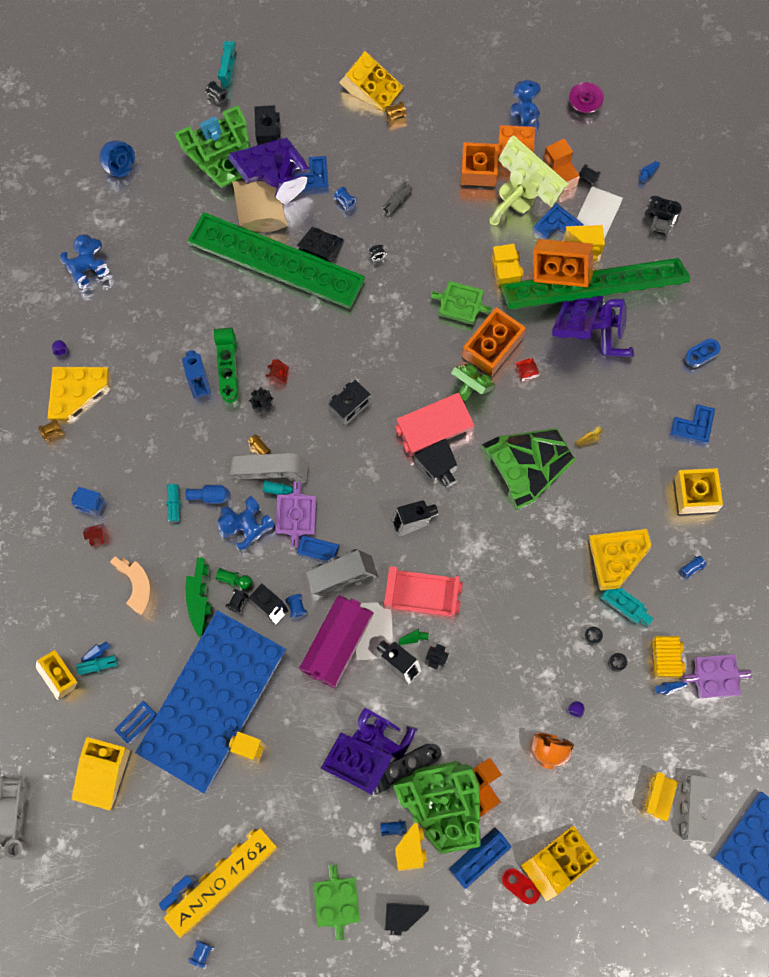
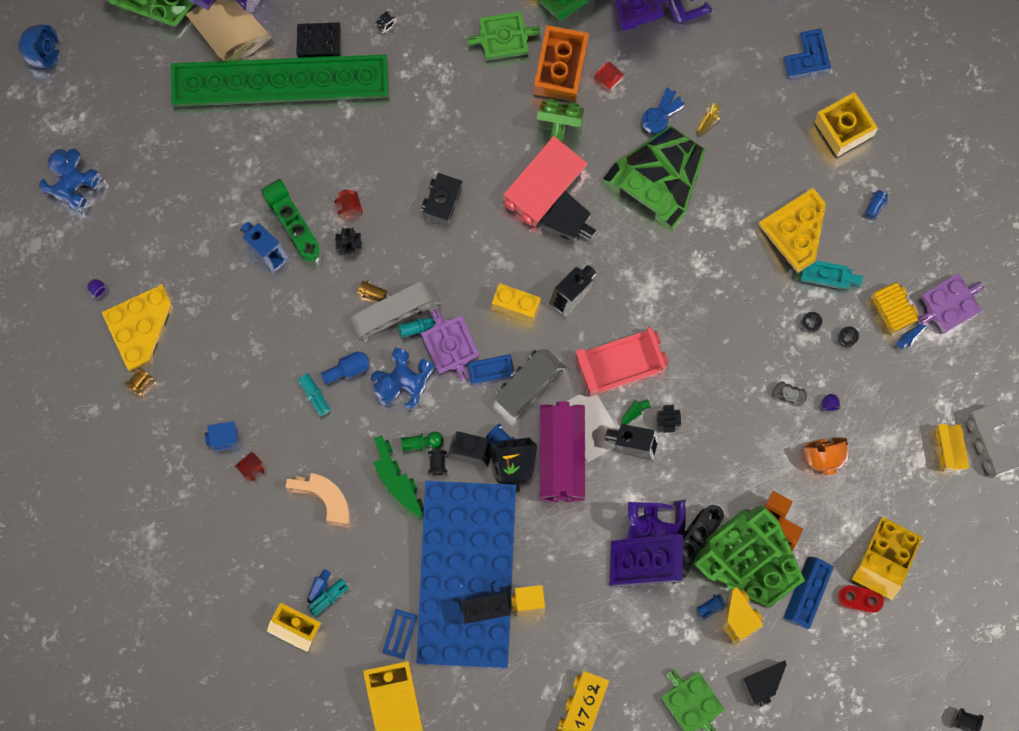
camera: 30 degrees left, 5 degrees up
(207, 735) = (485, 608): none -> black brick
(295, 628) = (513, 460): none -> black torso
(363, 507) = (516, 303): none -> yellow brick
(546, 684) = (790, 393): none -> dark grey piece
(547, 418) = (656, 119): none -> blue piece

